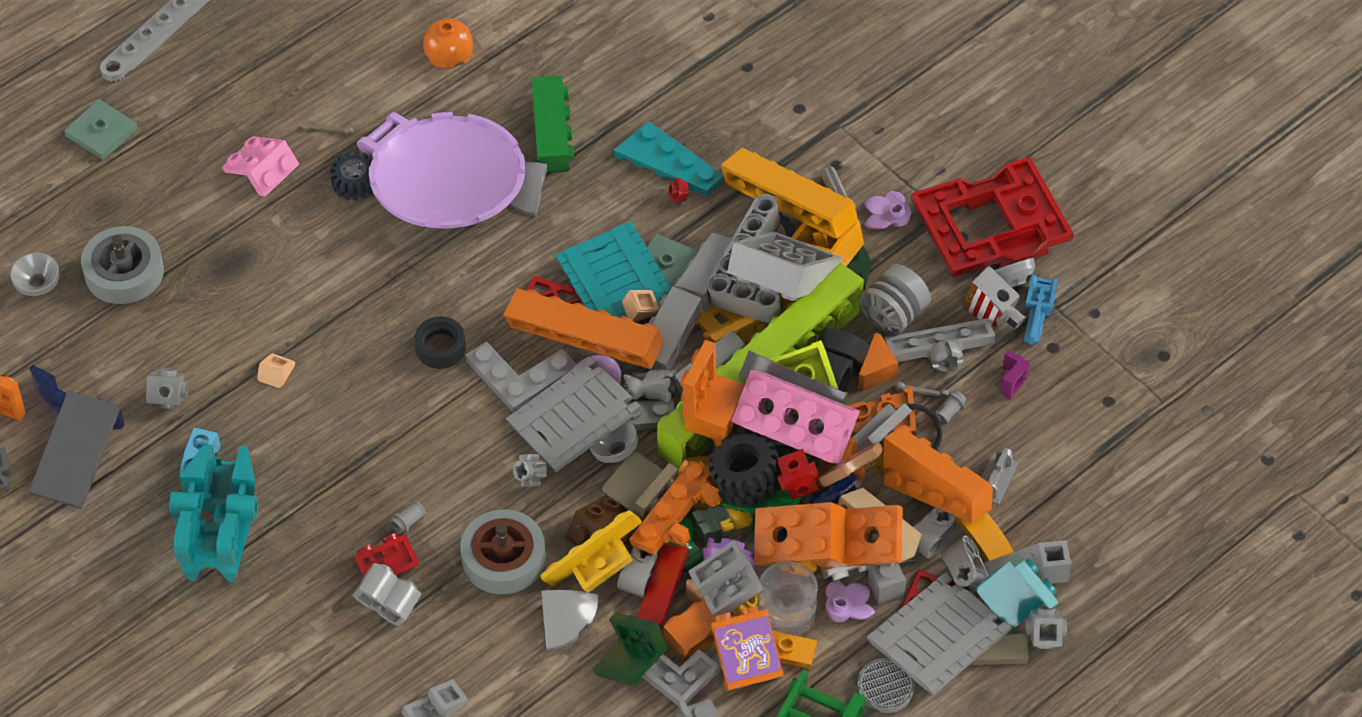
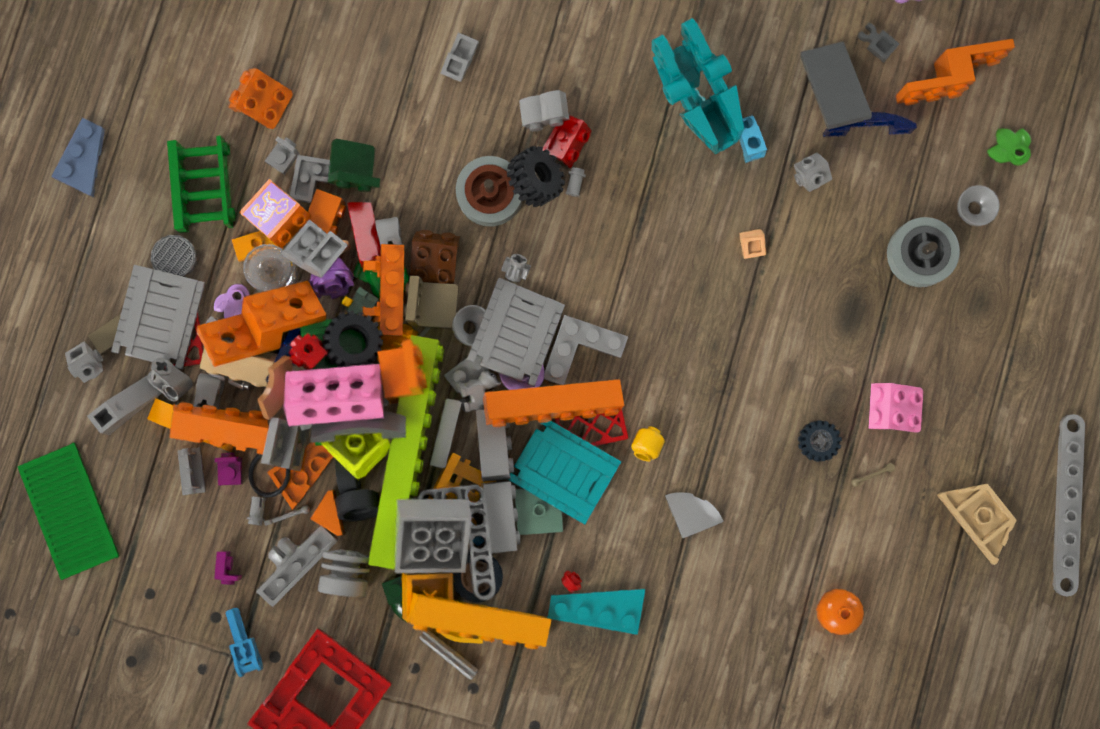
camera: 145 degrees right, 30 degrees up
(101, 129) = (1036, 365): sand green plate -> none
(258, 45) = (982, 517): none -> tan wing
(434, 326) = (664, 322): black tyre -> none
(443, 168) = (753, 481): lavender dish -> none
(446, 528) = (527, 183): none -> black tyre
(518, 256) = (648, 443): none -> yellow head
(550, 123) = (708, 582): green brick -> none
(566, 615) = (418, 176): light grey brick -> none
(597, 557) = (417, 218): yellow bracket -> none
(640, 304) = (529, 454): light nougat slope -> none
(887, 211) = (410, 664): lavender plate -> none
(960, 452) = (229, 469): none -> magenta bracket
(993, 299) = (274, 622): light grey torso -> none
(1016, 590) = (117, 378): teal bracket -> none
(1017, 273) = (276, 660): light grey piece -> none
(1150, 516) = (68, 511): none -> green window

